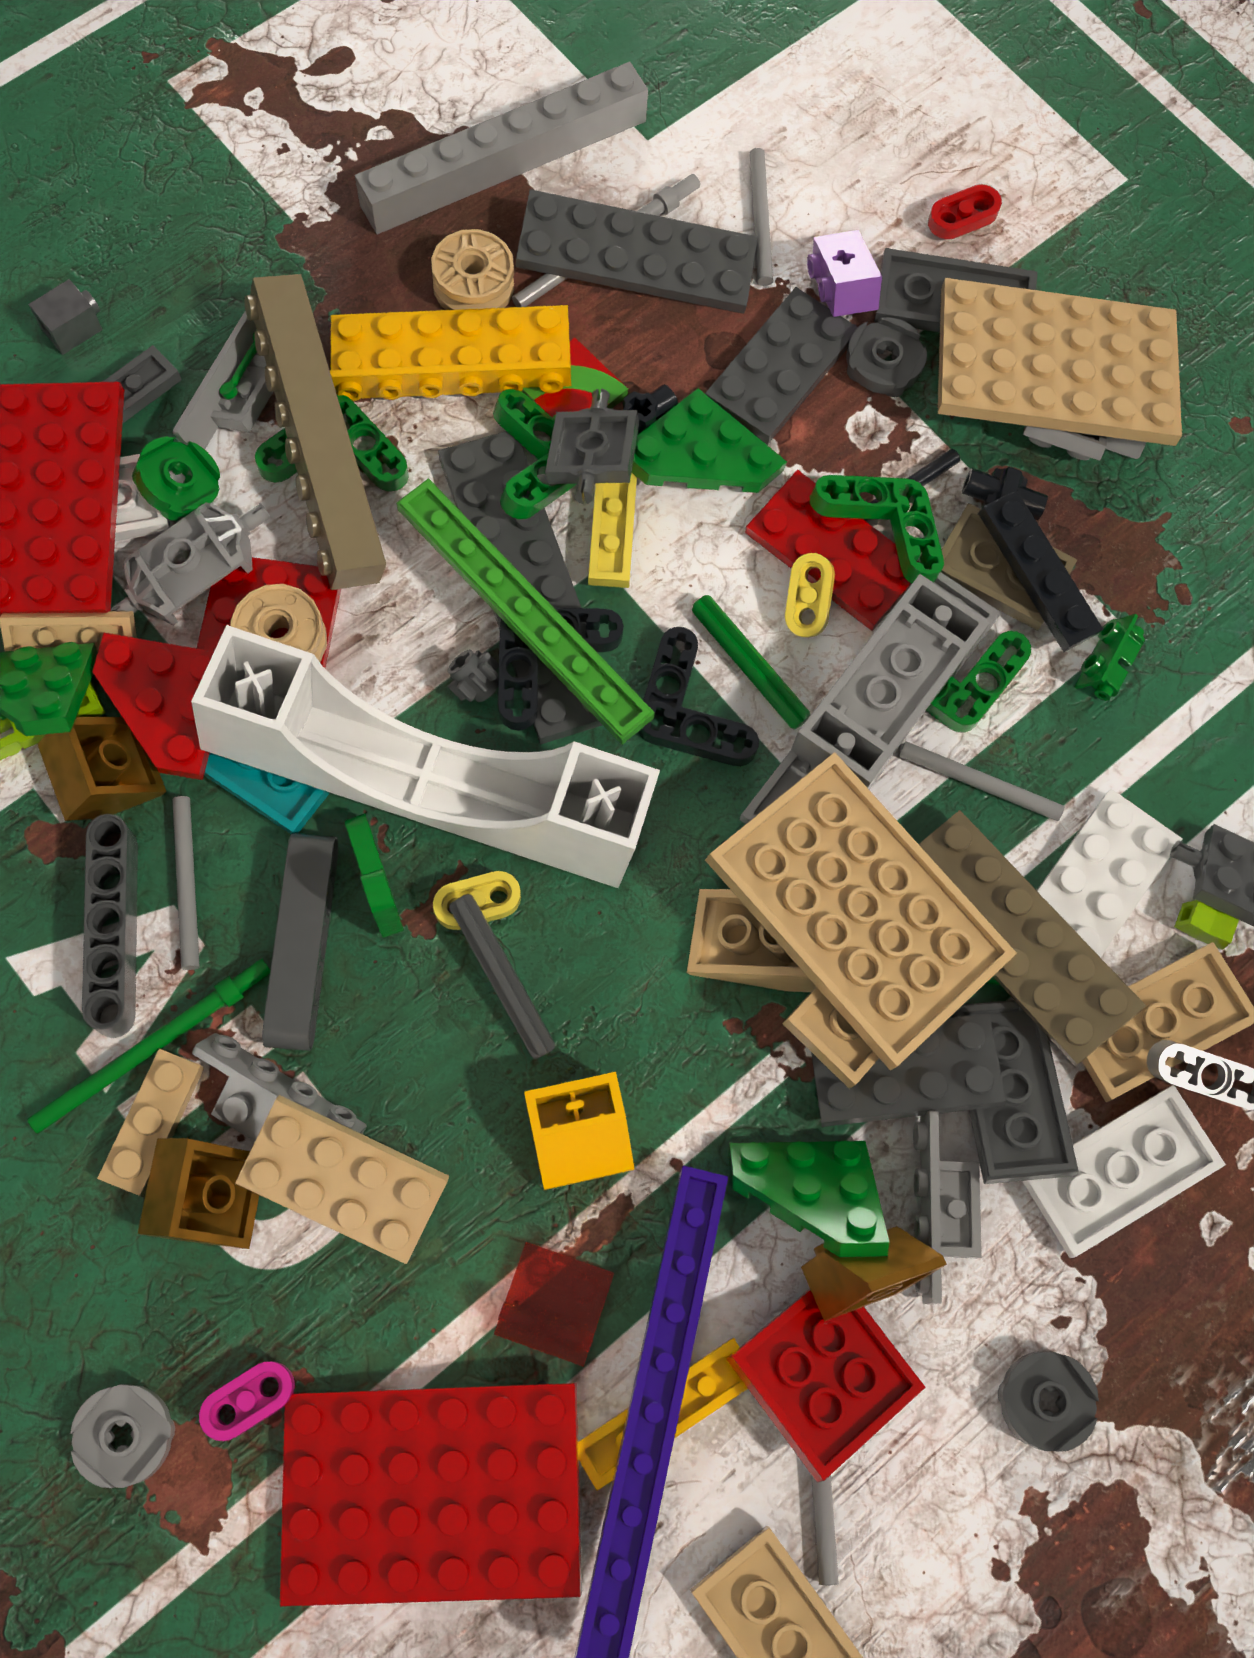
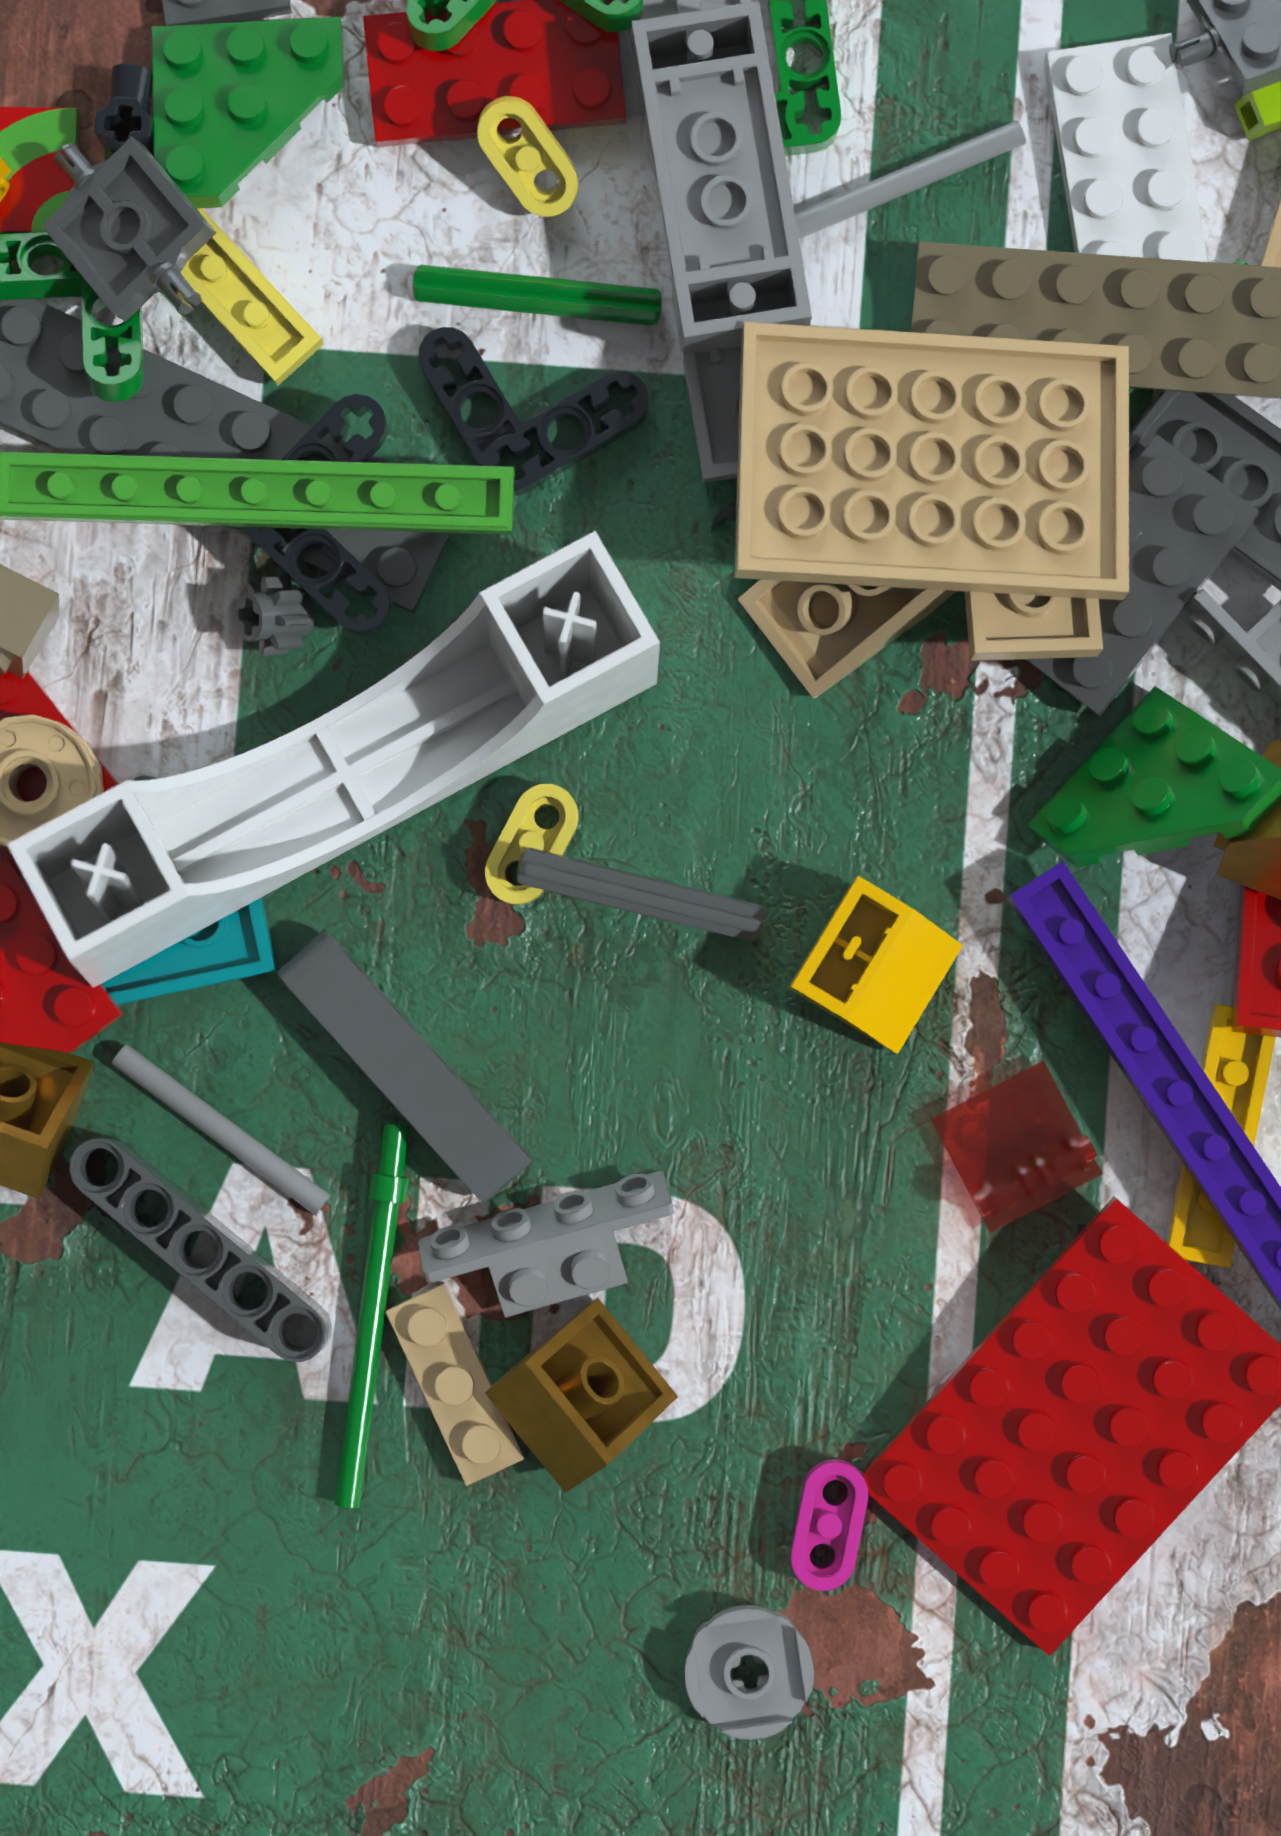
camera: 40 degrees left, 15 degrees up
(342, 1179) = (702, 1245): tan plate -> none
(373, 876) = (403, 927): green beam -> none

